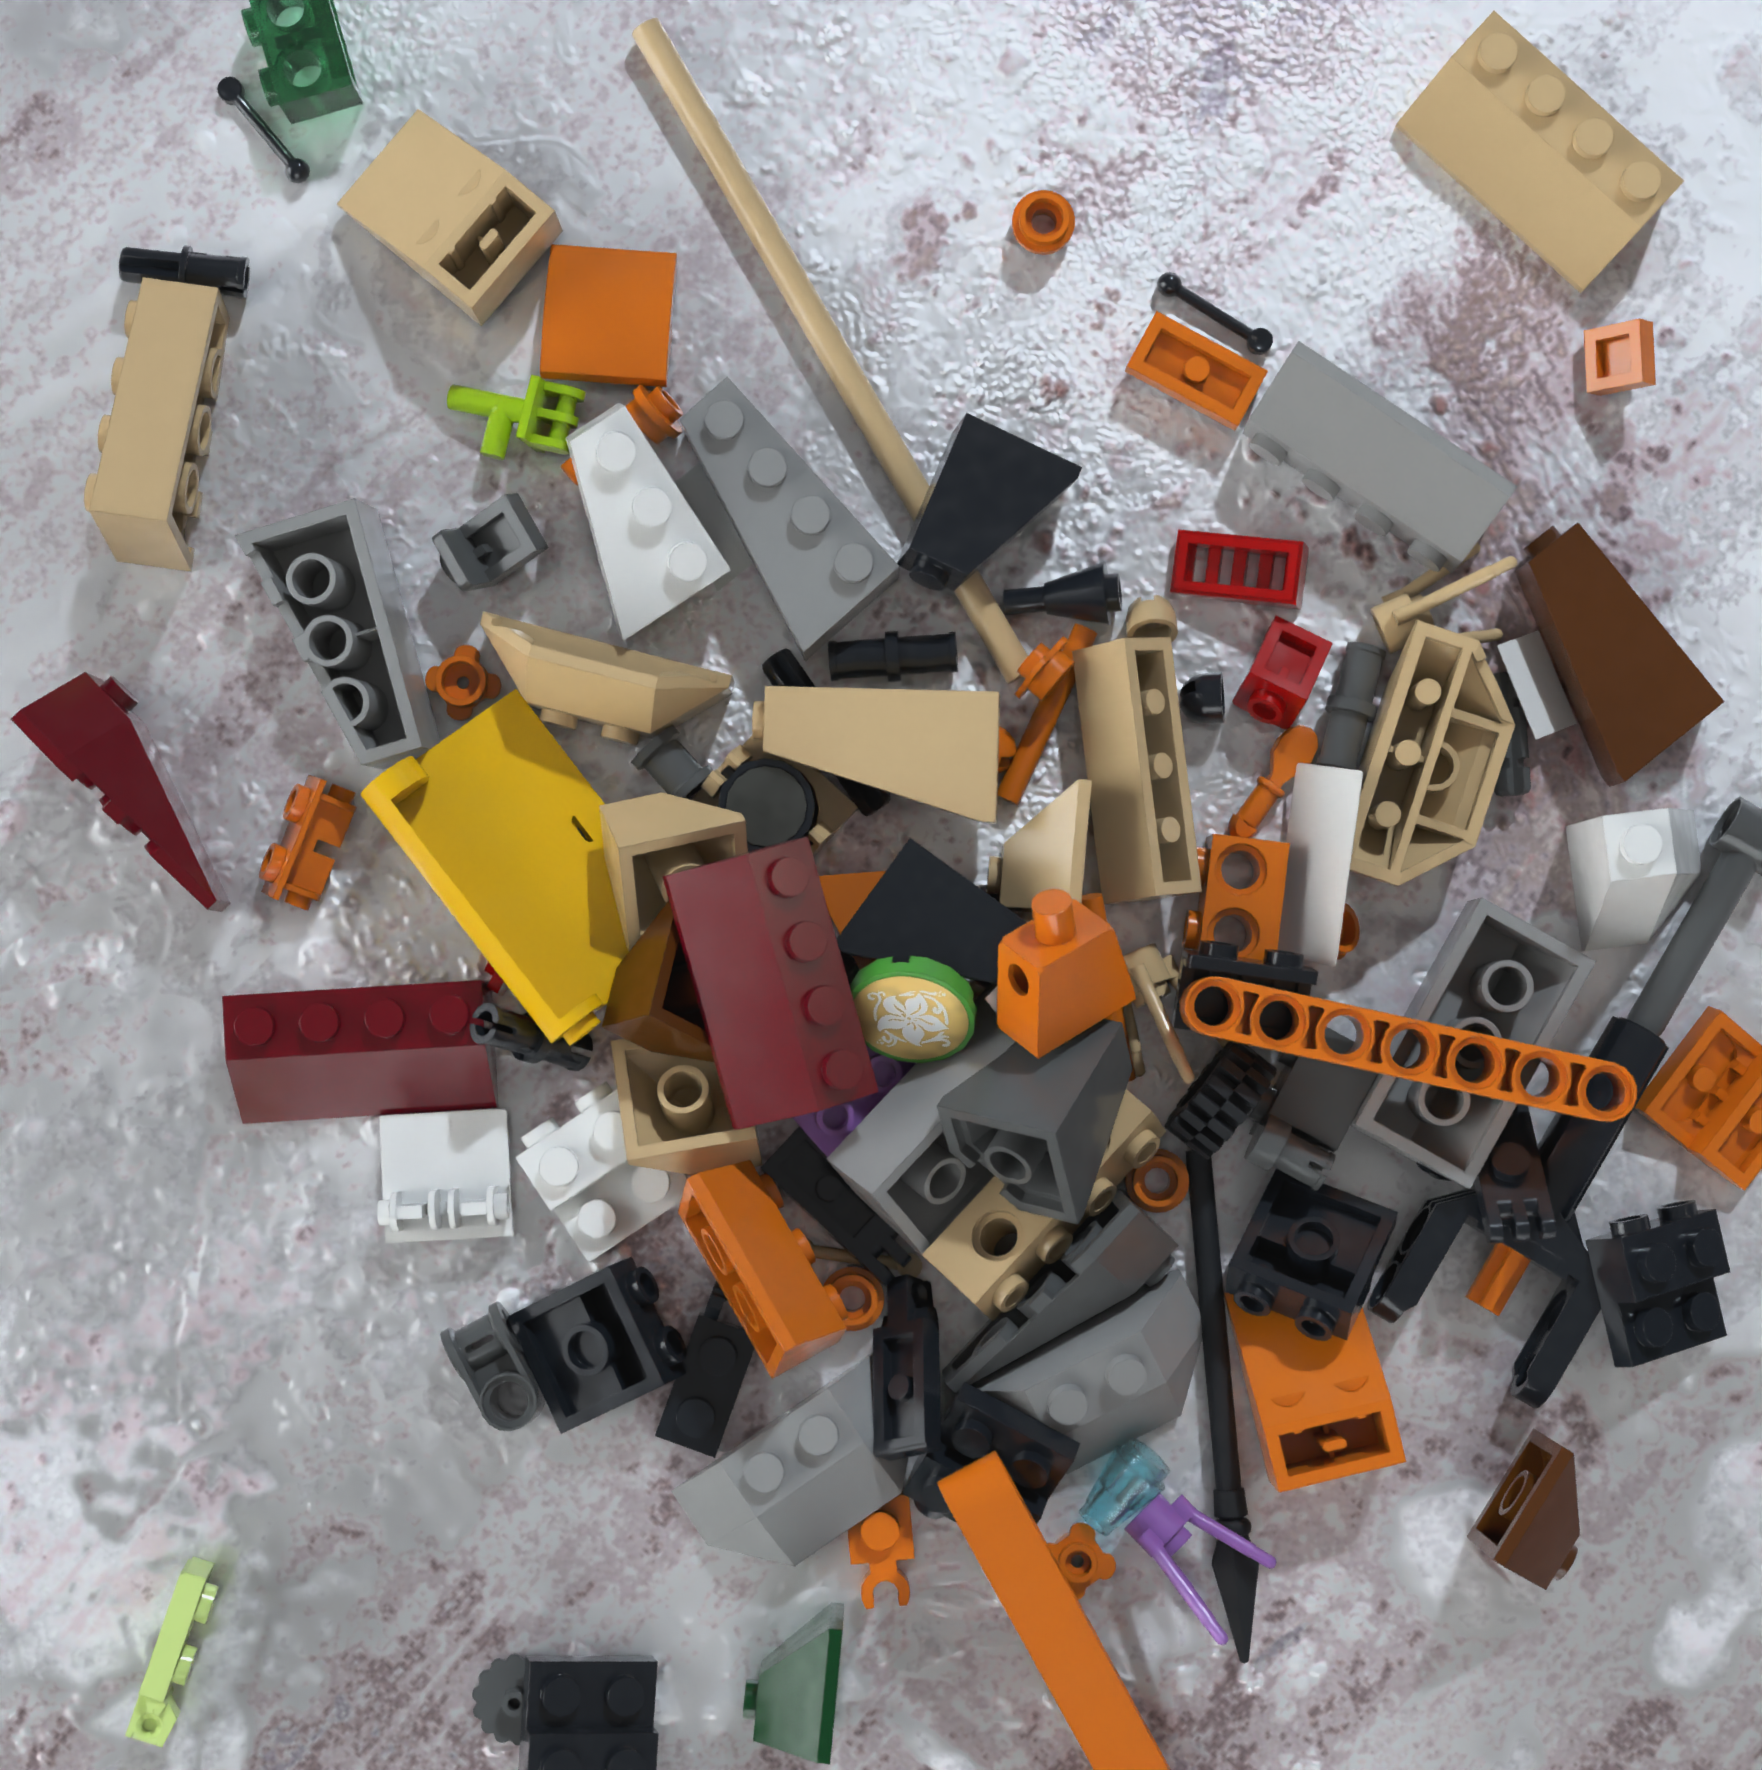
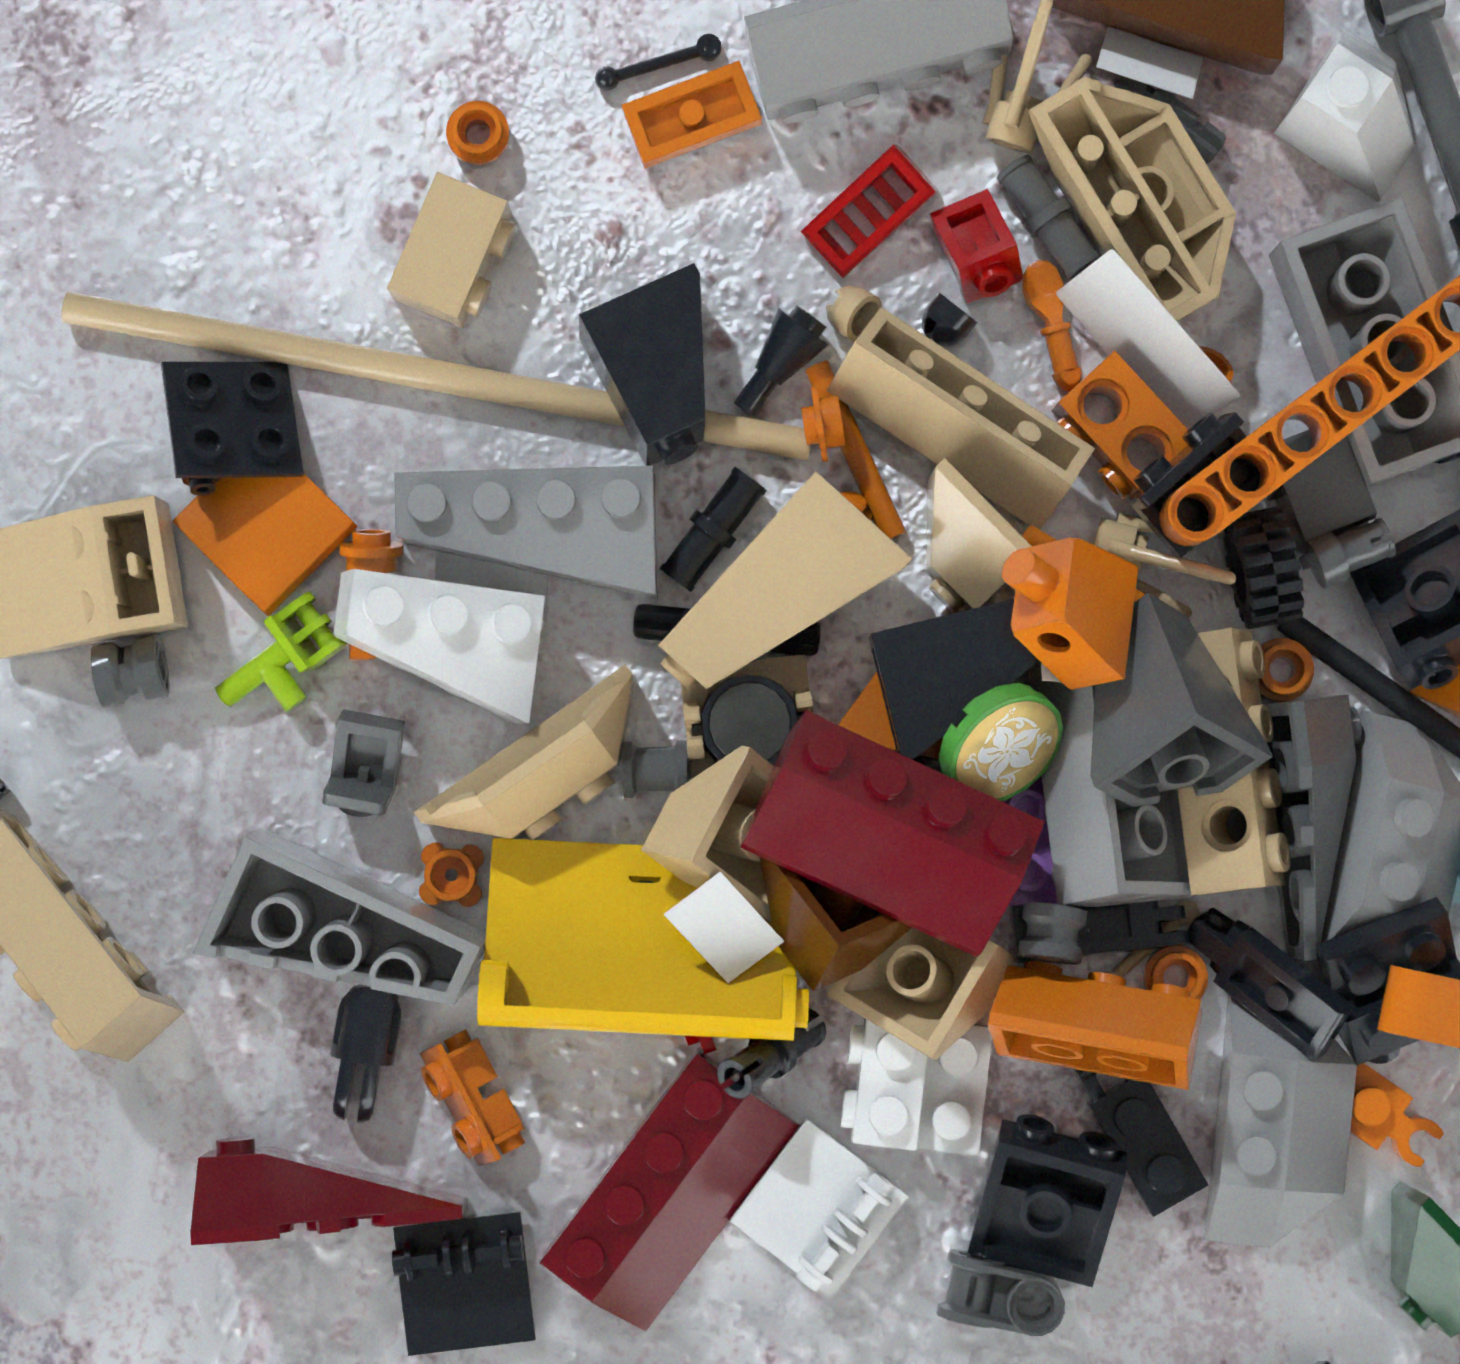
camera: 45 degrees left, 0 degrees up
(162, 954) = (463, 1283): none -> black hinge
(284, 719) = (368, 1035): none -> black arm
(410, 309) = (130, 670): none -> dark grey wheel
(592, 917) = (724, 927): none -> white sticker
(662, 222) = (230, 422): none -> black hinge
(802, 1173) = (1052, 933): none -> dark grey wheel
(935, 279) = (452, 250): none -> tan brick

